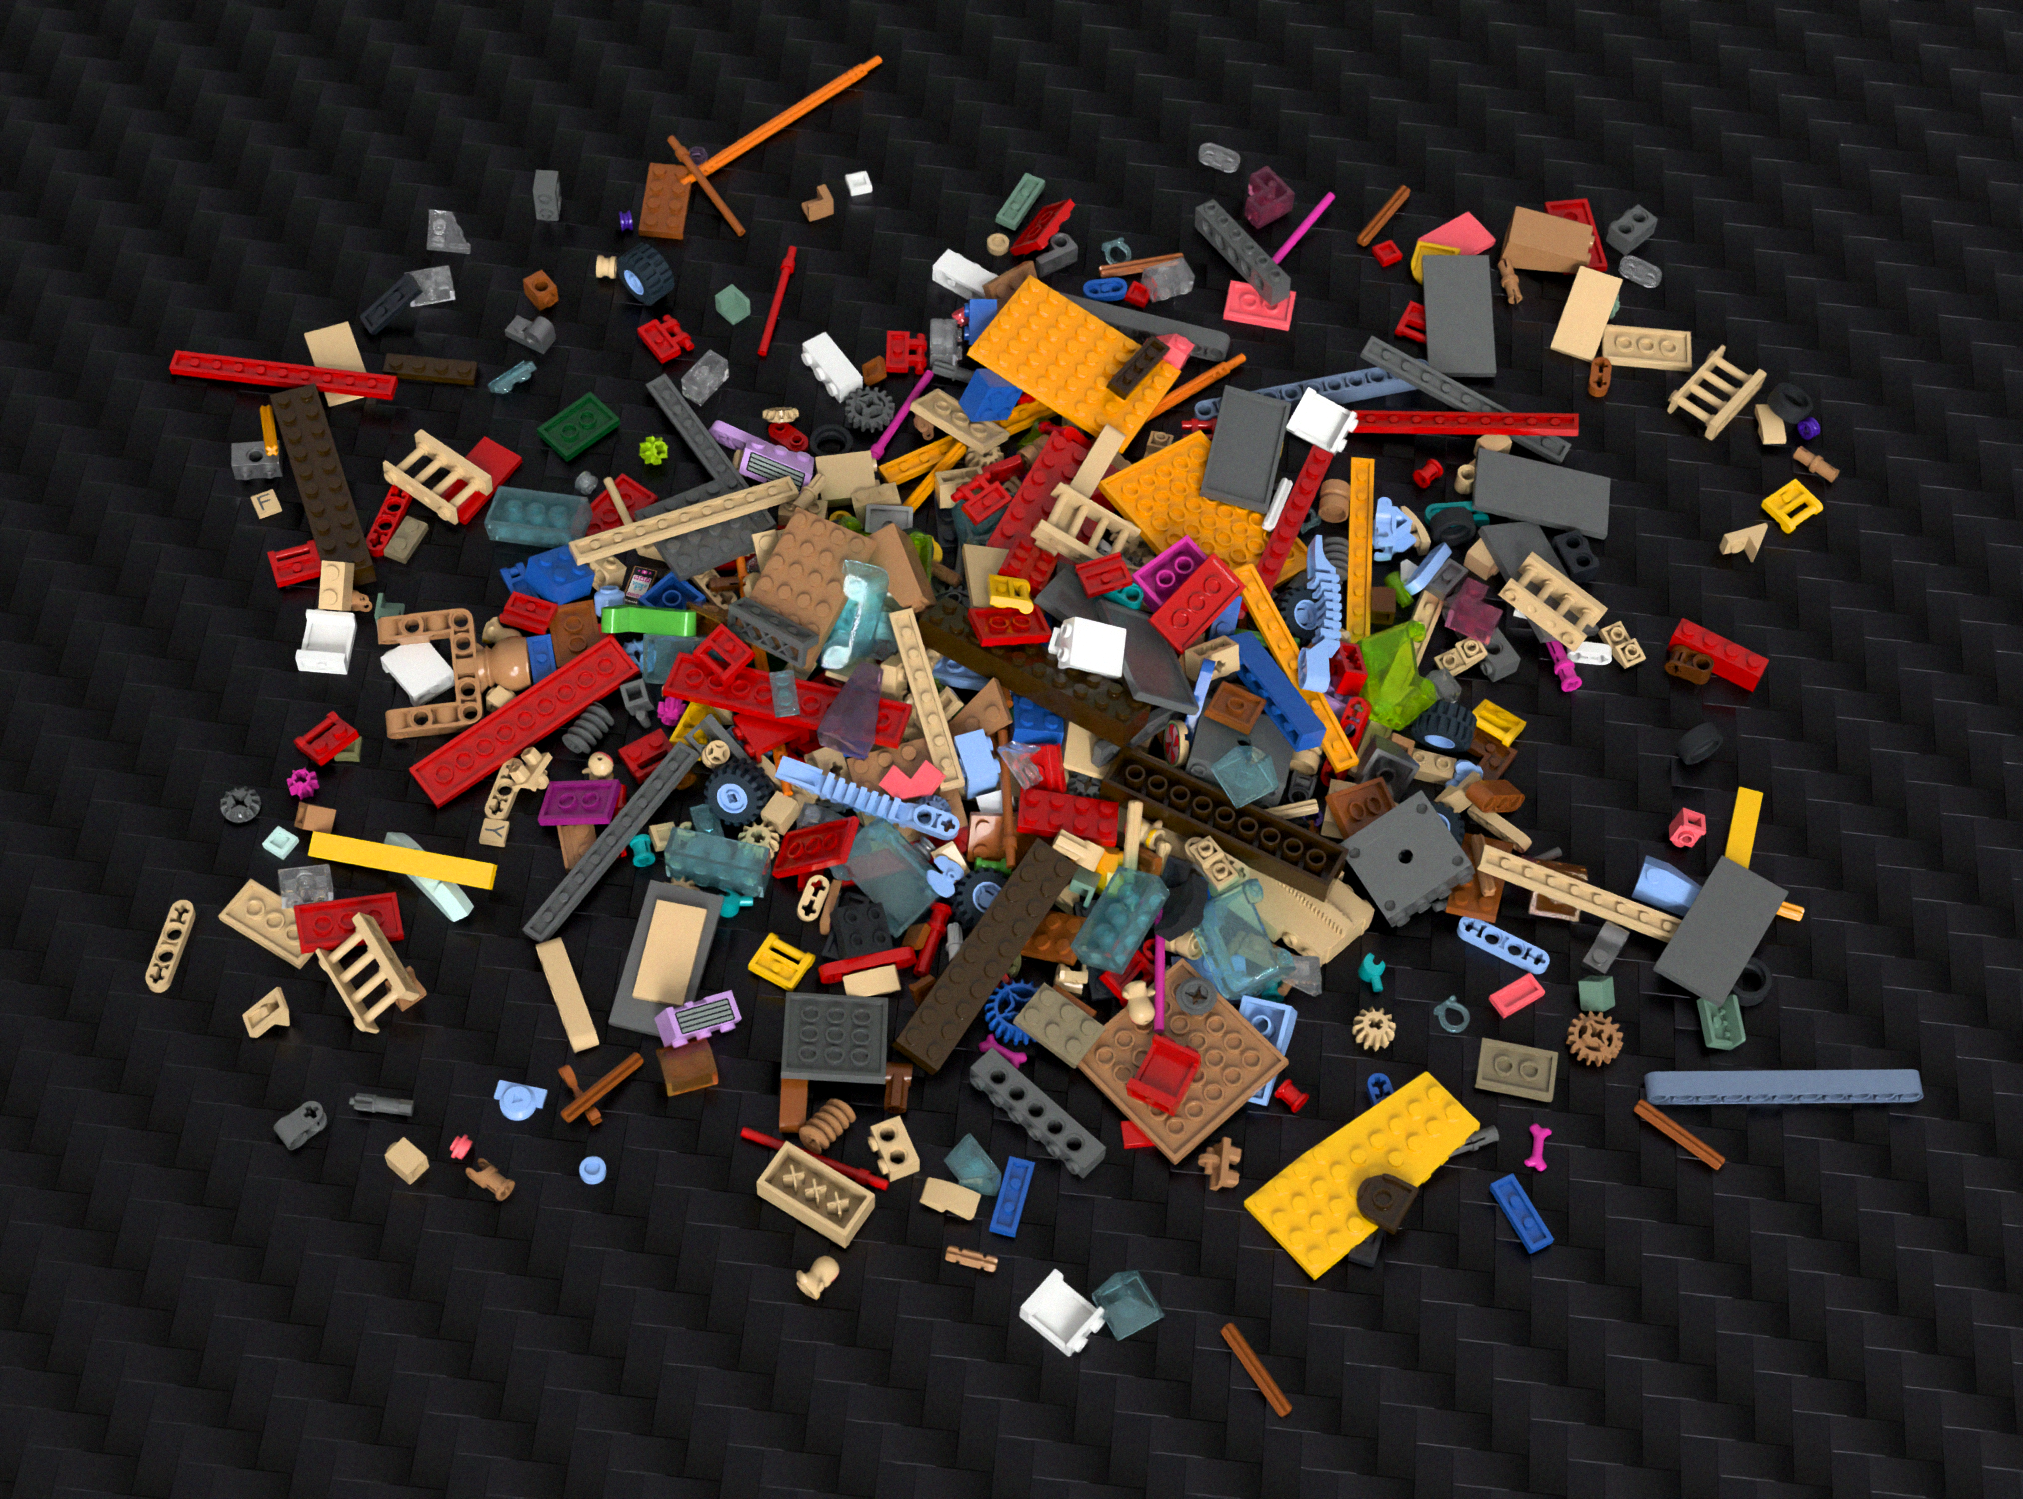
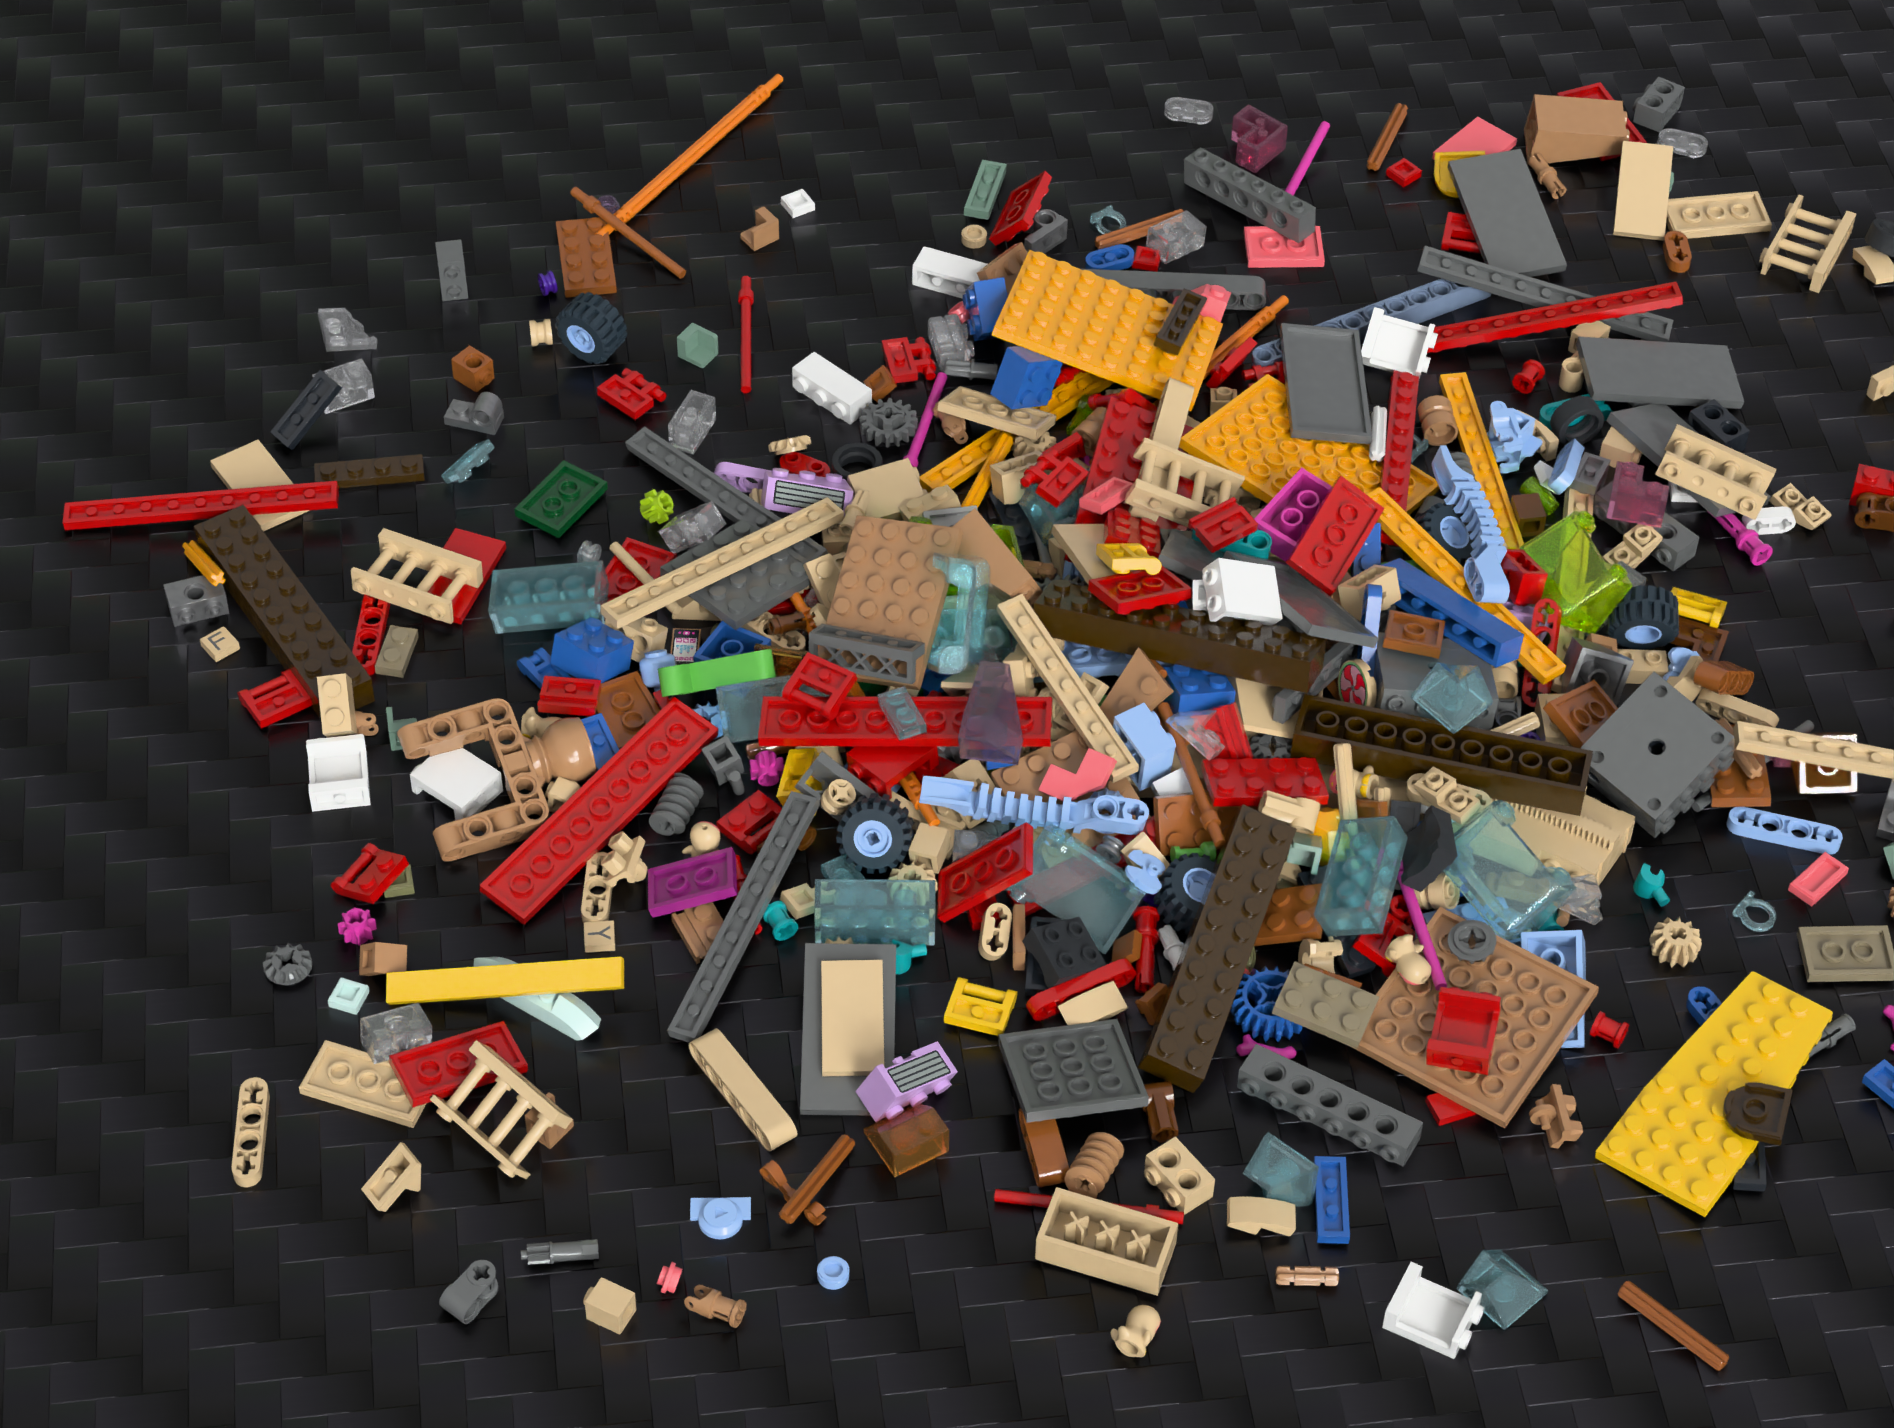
camera: 10 degrees left, 10 degrees down
(674, 478) = (692, 527): none -> clear brick
(1018, 524) = (1105, 496): none -> coral plate
(1179, 407) = (1233, 360): none -> red plate

